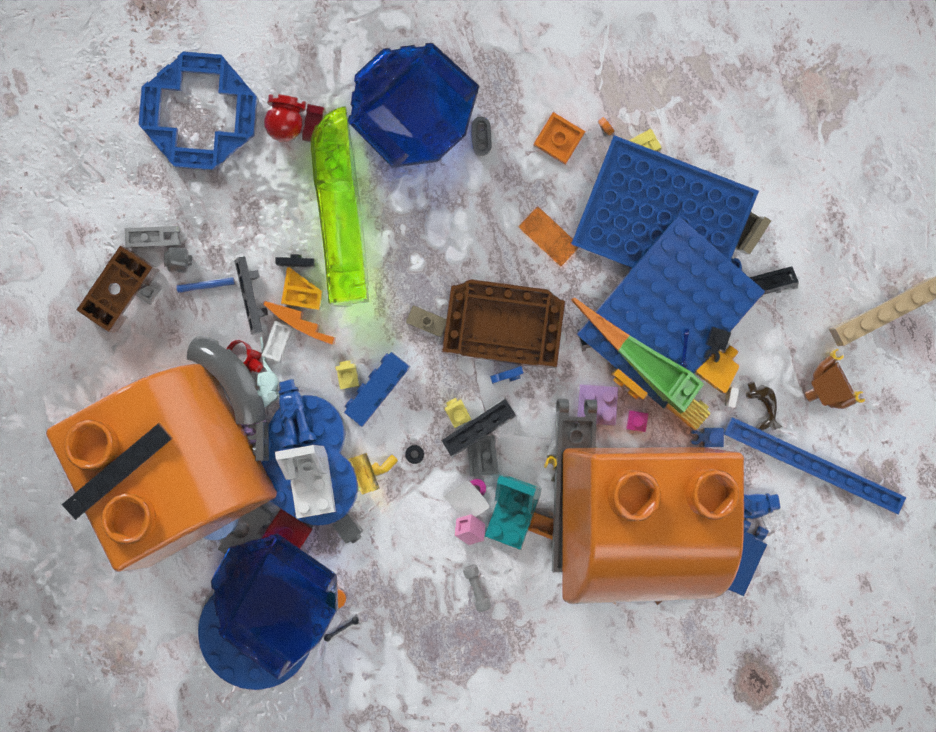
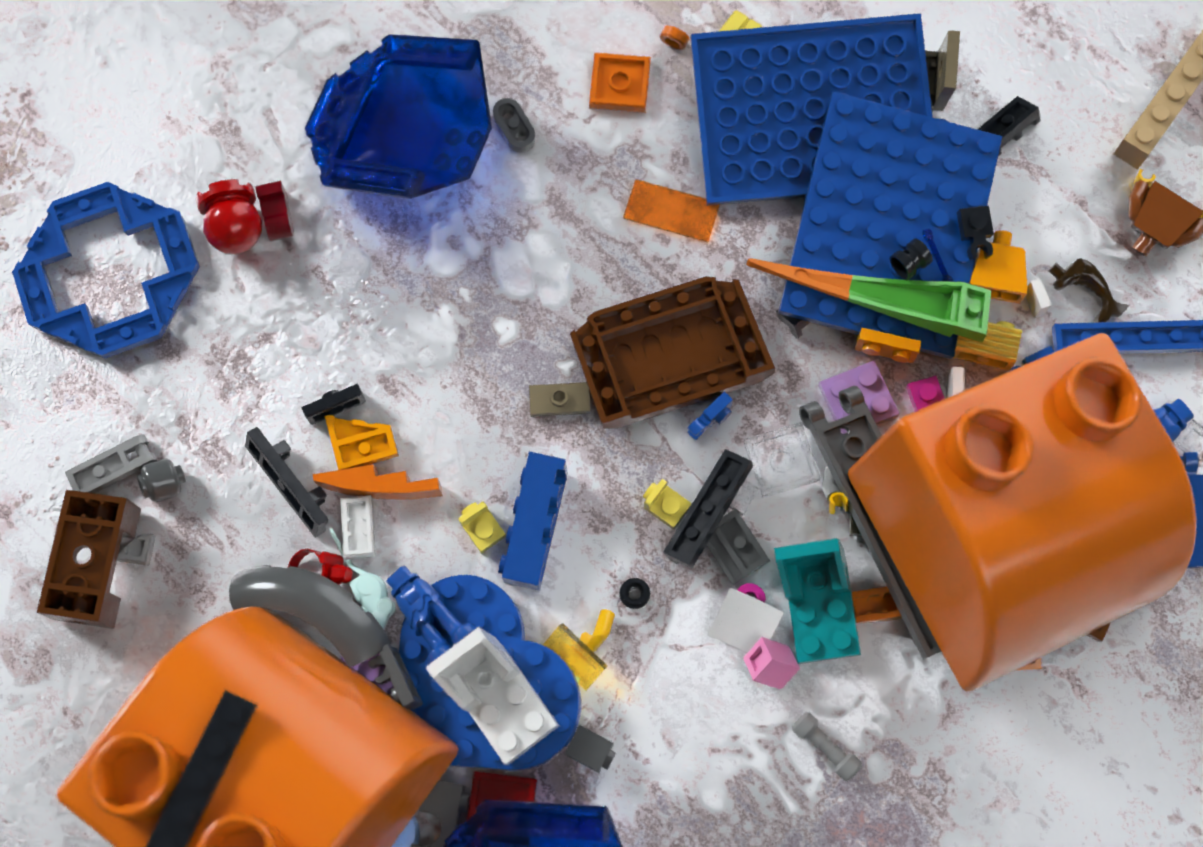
camera: 20 degrees left, 15 degrees down
(205, 284) = (217, 498): blue bar -> none
(339, 210) = (365, 306): clear neon green slope -> none
(656, 425) = (955, 381): none -> white tile
(667, 343) = (910, 259): none -> black wheel

